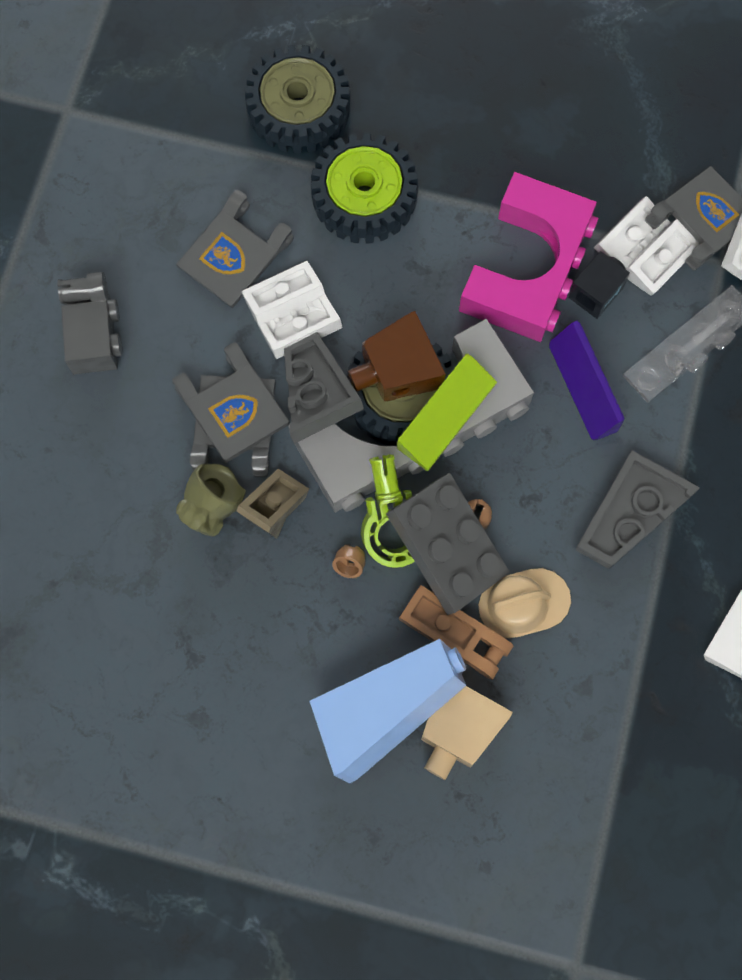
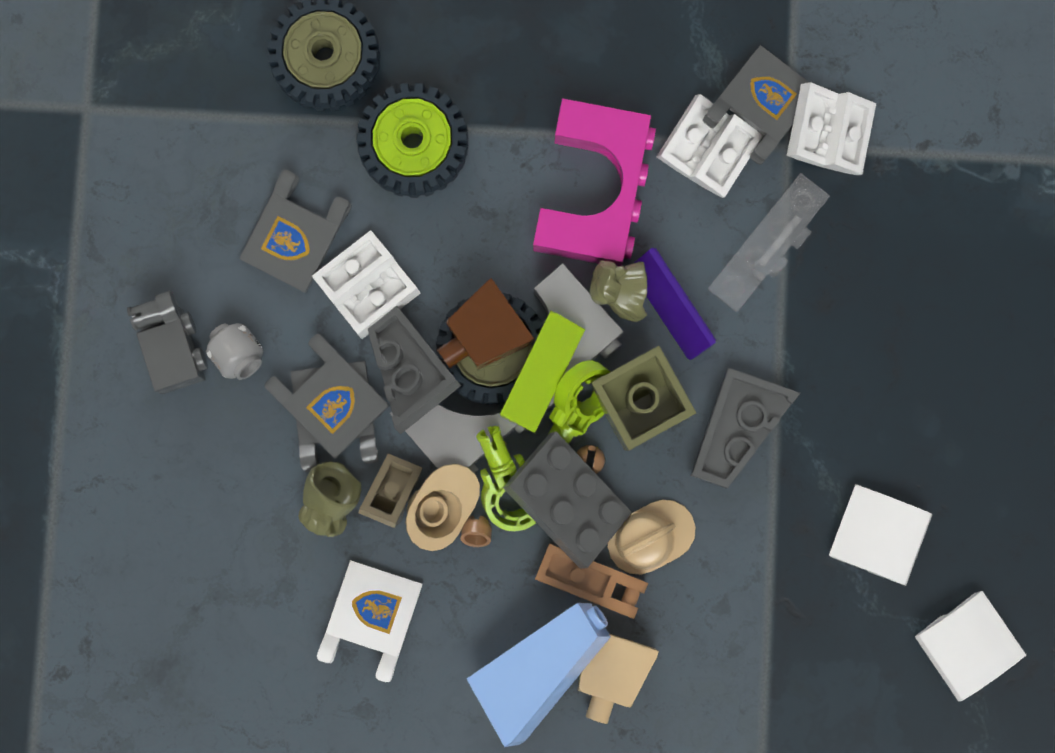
camera: 10 degrees left, 10 degrees up
(151, 343) = (234, 351): none -> light grey head
(228, 621) = (371, 612): none -> white flag
(321, 525) = (442, 506): none -> tan piece
(463, 461) = (575, 417): none -> lime pin
(539, 352) = (621, 288): none -> olive hair
(541, 460) = (642, 398): none -> olive slope
(599, 284) = (668, 198): black brick -> none

